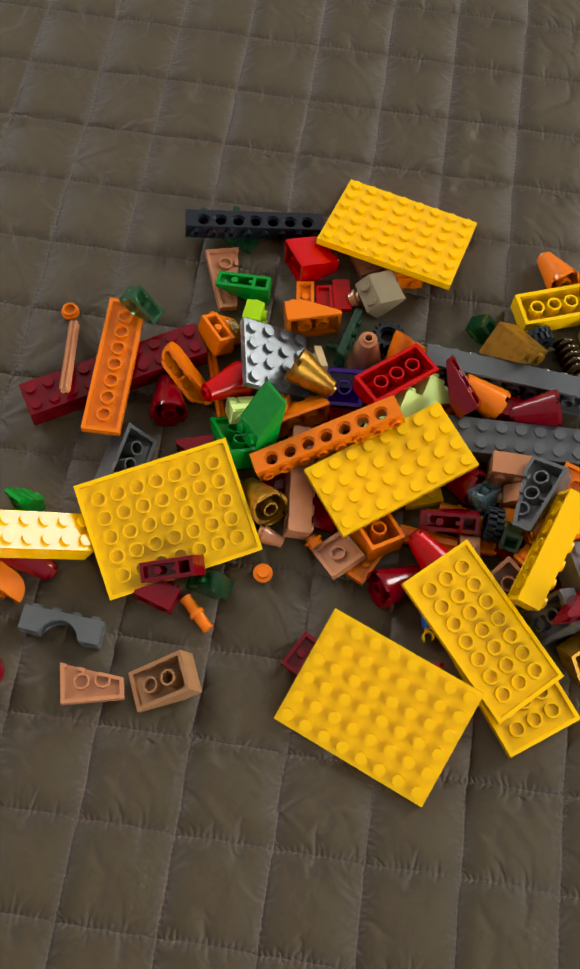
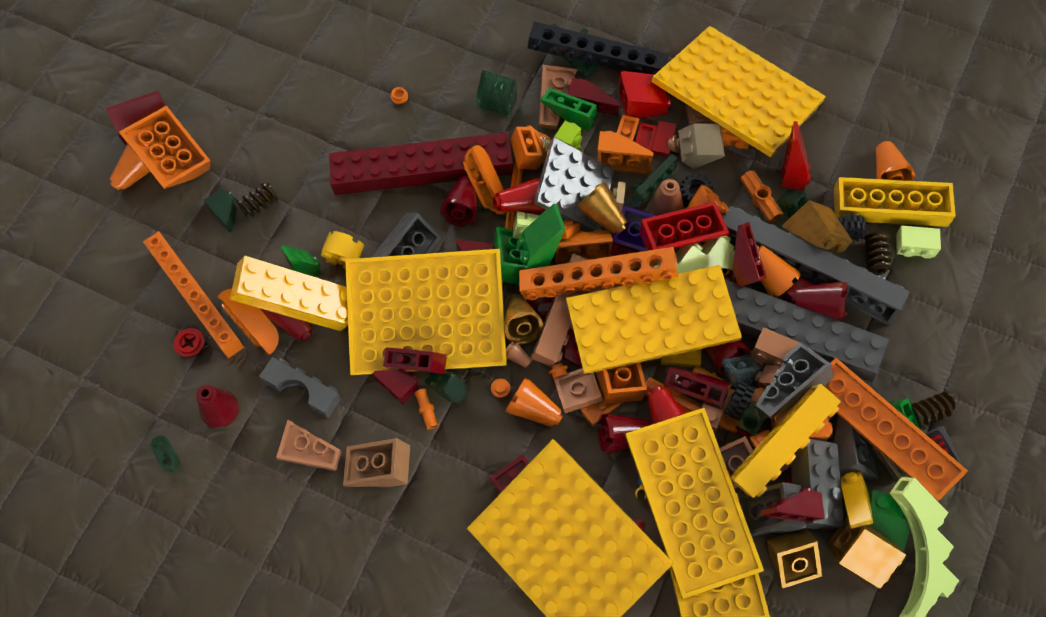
camera: 25 degrees right, 0 degrees up
(61, 477) = (340, 247): none -> yellow brick
(69, 357) = (382, 137): nougat axle -> none
(112, 371) = (419, 157): orange plate -> none
(141, 304) = (461, 103): clear green slope -> none
(169, 287) = (496, 93): none -> clear green slope
(257, 266) = (589, 92): none -> dark red slope
(301, 580) = (534, 405): none -> orange cone
(443, 323) = (767, 204): none -> orange piece
(471, 291) = (795, 164): none -> red slope

